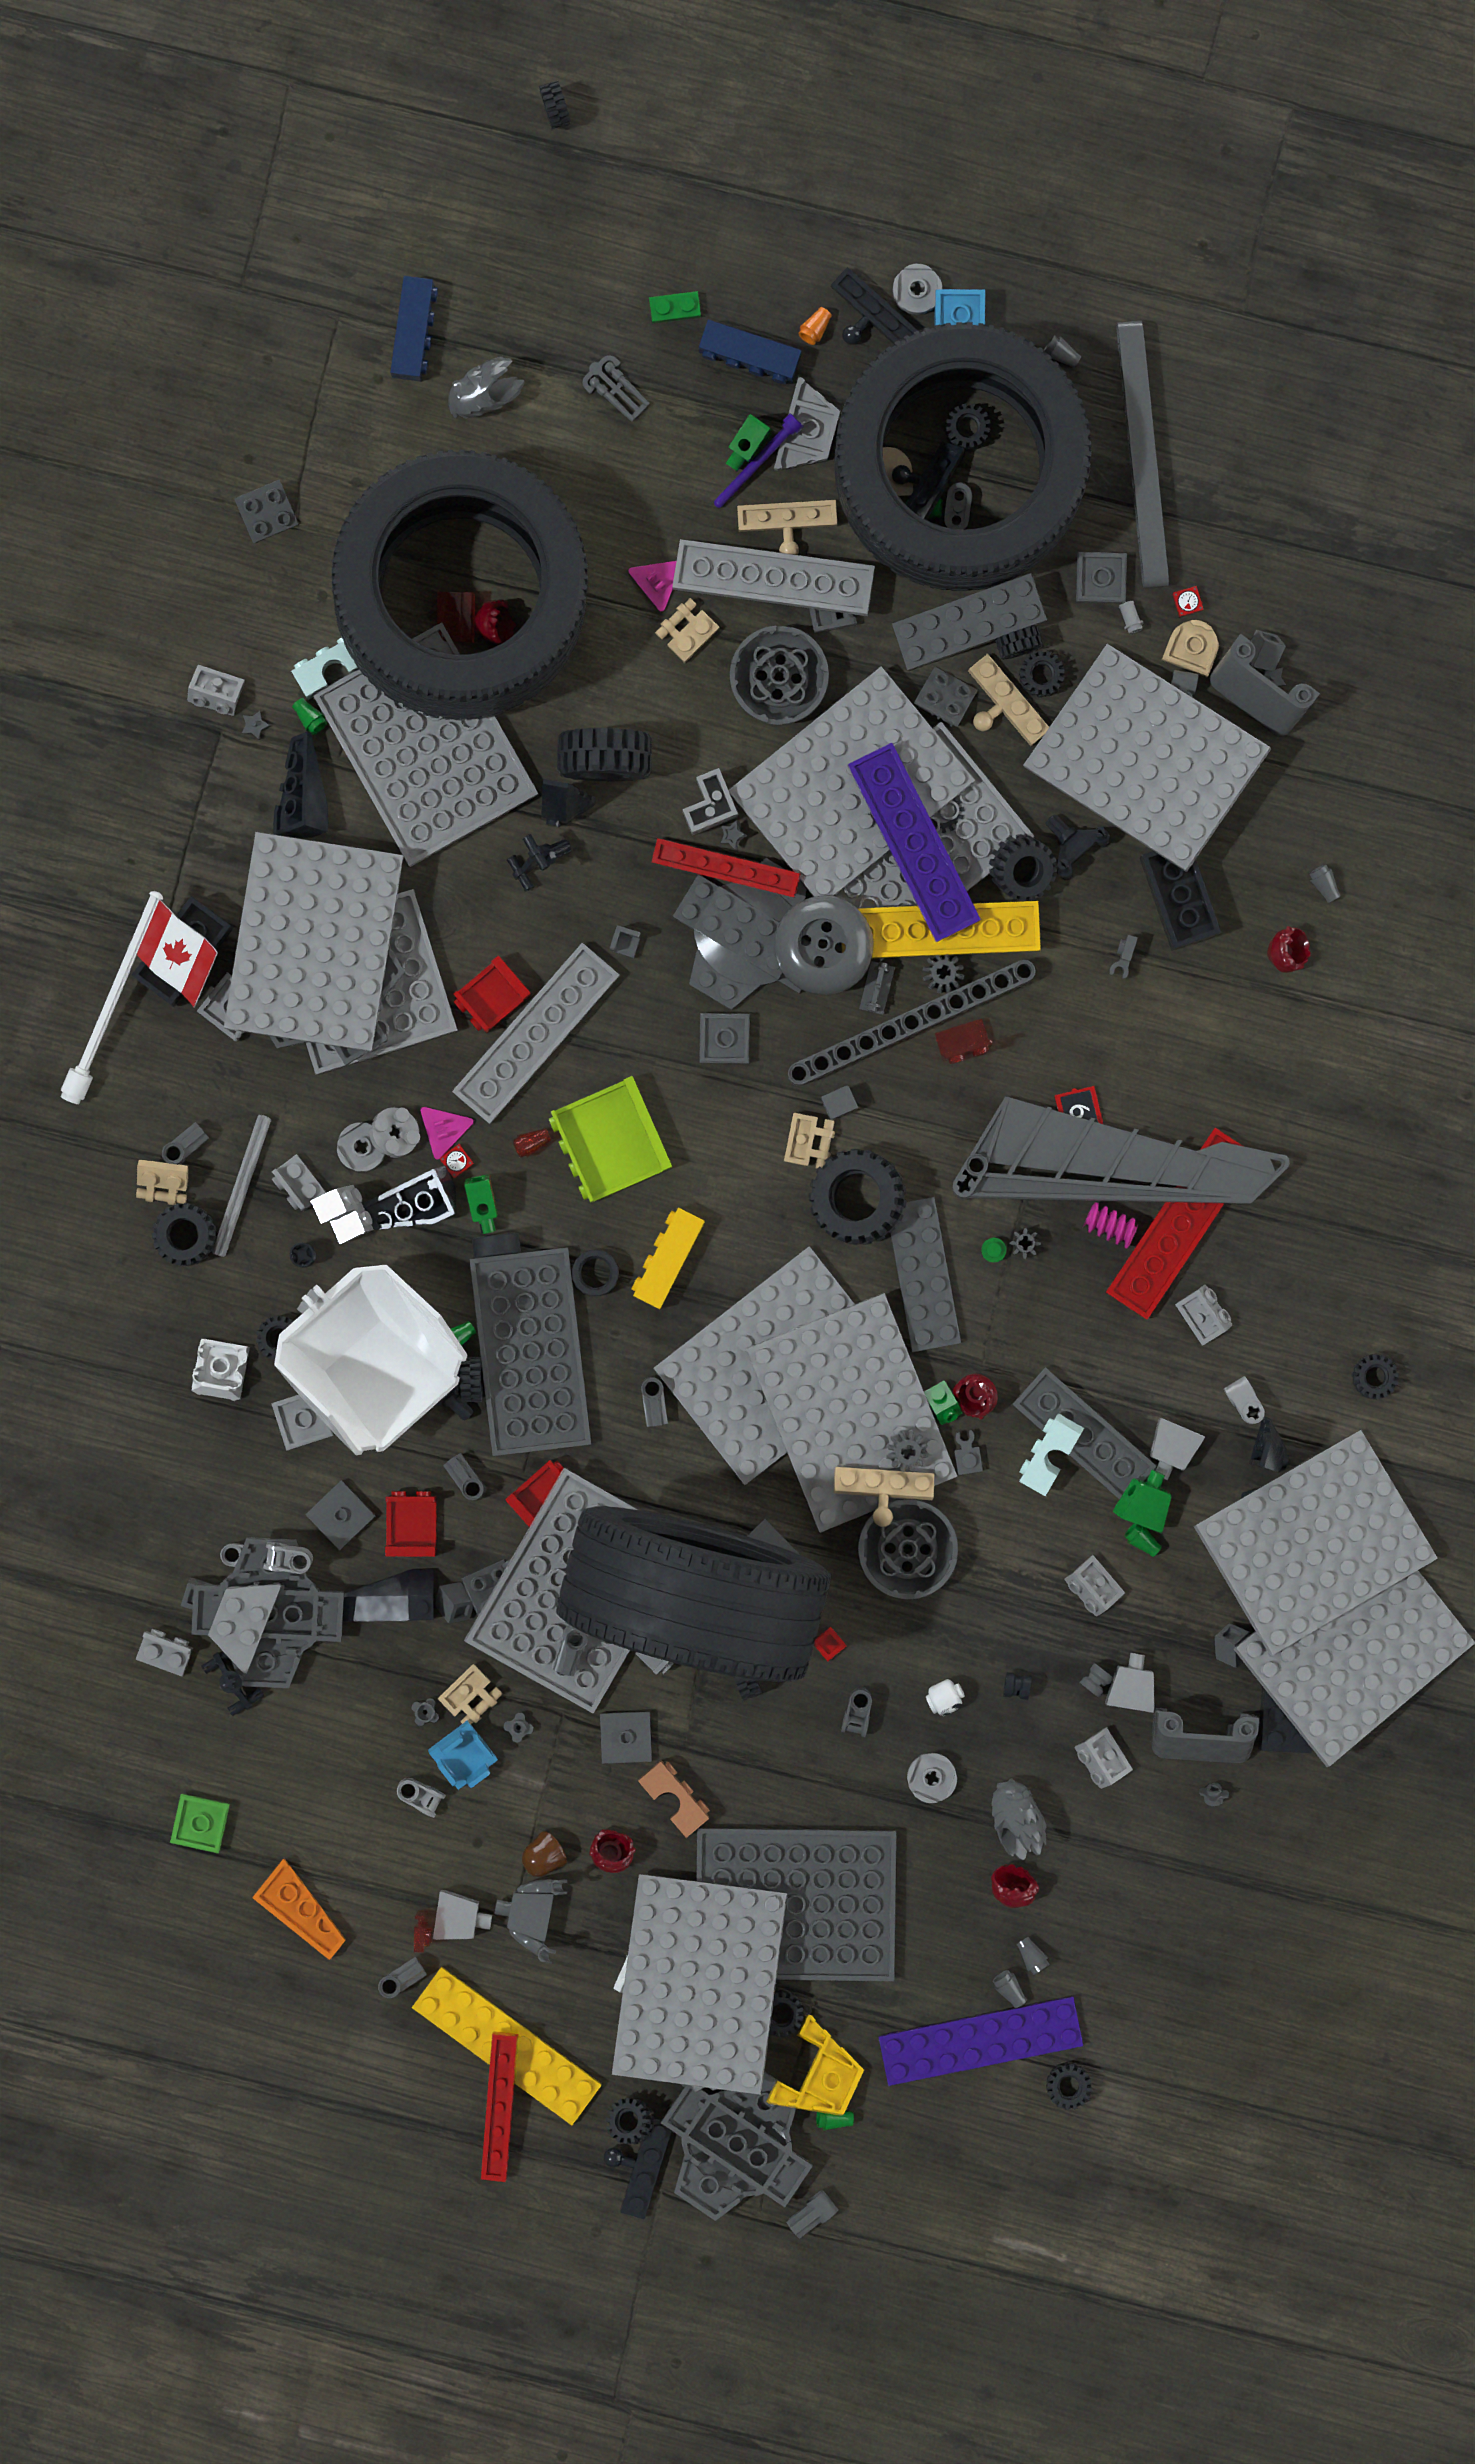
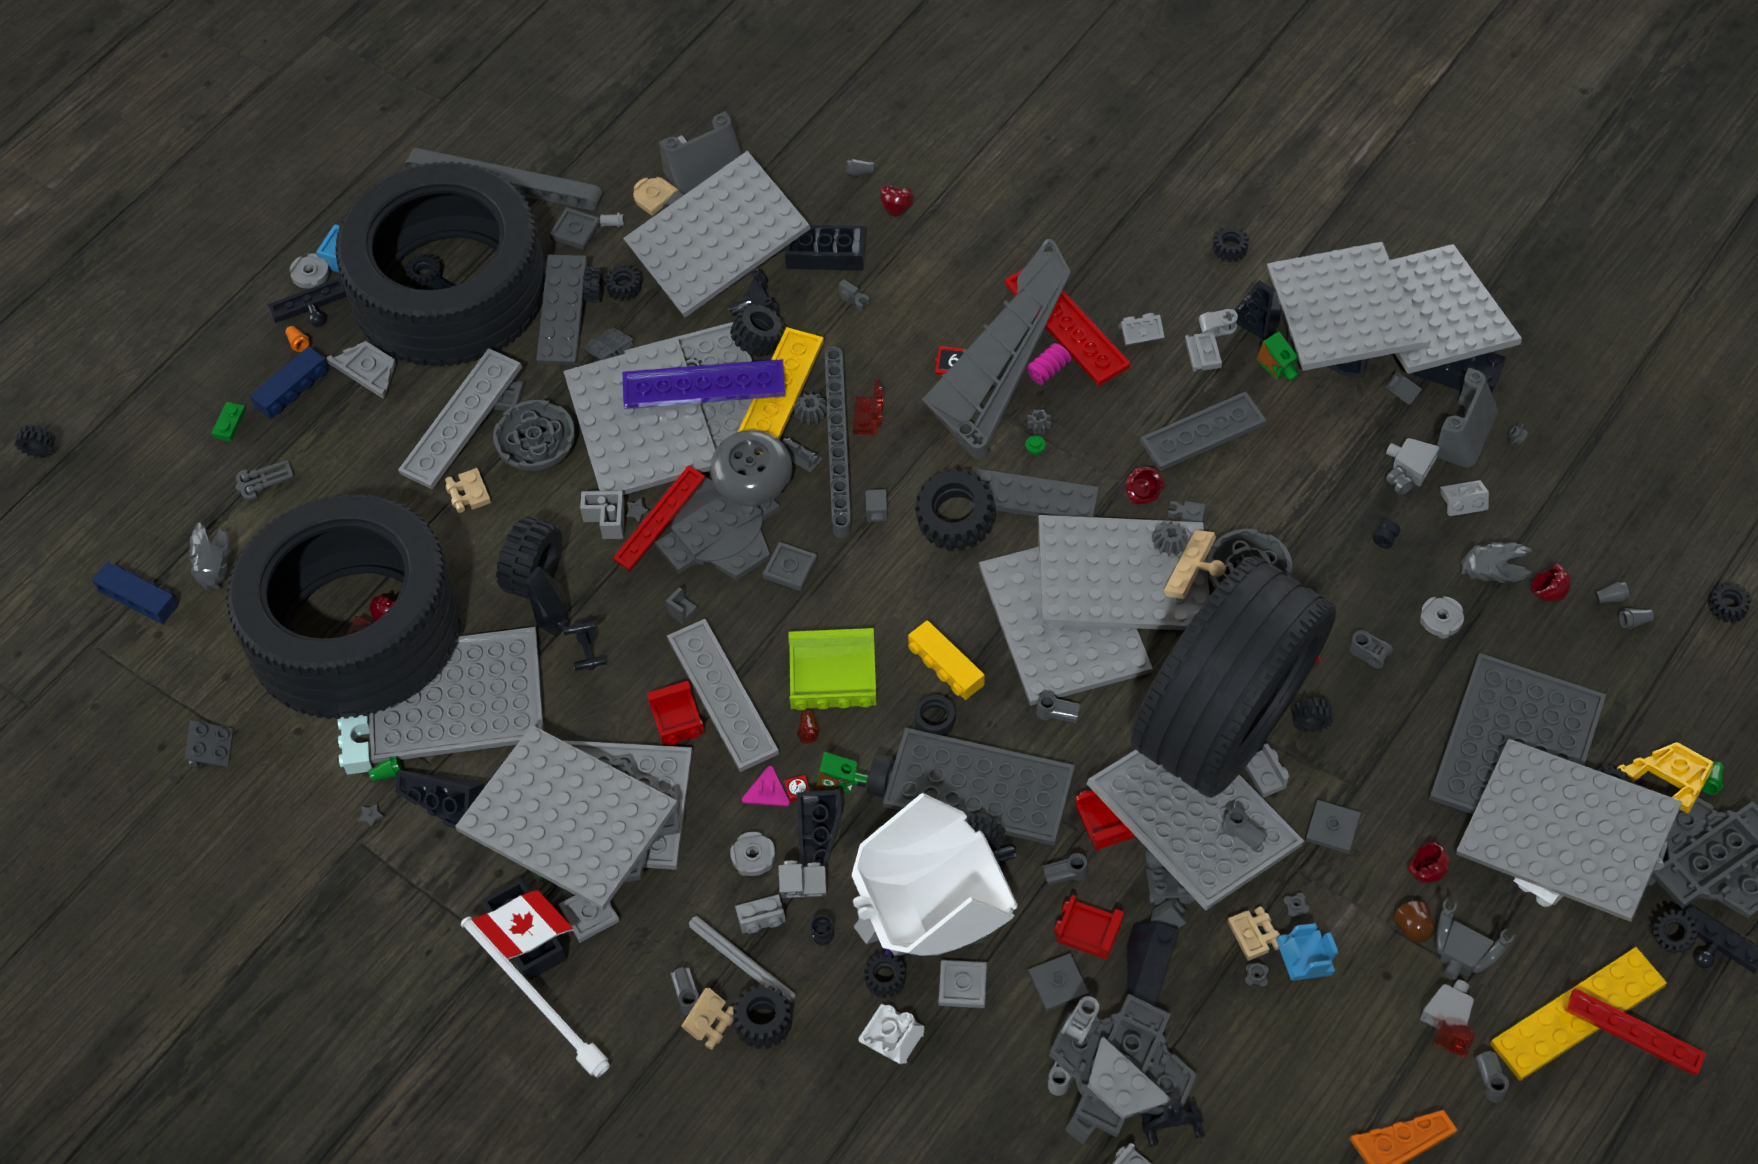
camera: 65 degrees left, 30 degrees down
(215, 690) = (327, 832): light grey bracket -> none
(401, 1120) = (742, 819): light grey plate -> none
(421, 1796) = (1333, 1000): light grey piece -> none
(655, 581) = (422, 498): dark pink piece -> none
(691, 1812) = (1414, 797): nougat arch -> none
(756, 433) = (352, 399): green torso -> none
(787, 517) = (422, 399): tan plate -> none
(790, 426) = (358, 370): dark purple piece -> none
(801, 1139) = (894, 541): tan plate -> none
(943, 1403) = (1141, 510): green bracket -> none
(945, 1697) = (1379, 584): white head -> none
(980, 2040) = (1674, 655): dark purple plate -> none
(1007, 701) = (631, 311): tan plate -> none
(1060, 1435) = (1218, 464): light aqua arch -> none
(1094, 1586) = (1325, 461): light grey bracket -> none
(1142, 1539) = (1298, 419): green cone -> none
(1145, 1502) = (1271, 403): green torso -> none
(1173, 1446) = (1234, 377): light grey torso -> none
(1187, 601) = (620, 186): tile -> none
(1199, 1397) = (1203, 351): none -> light grey plate
(1219, 1481) = (1278, 357): none -> green torso

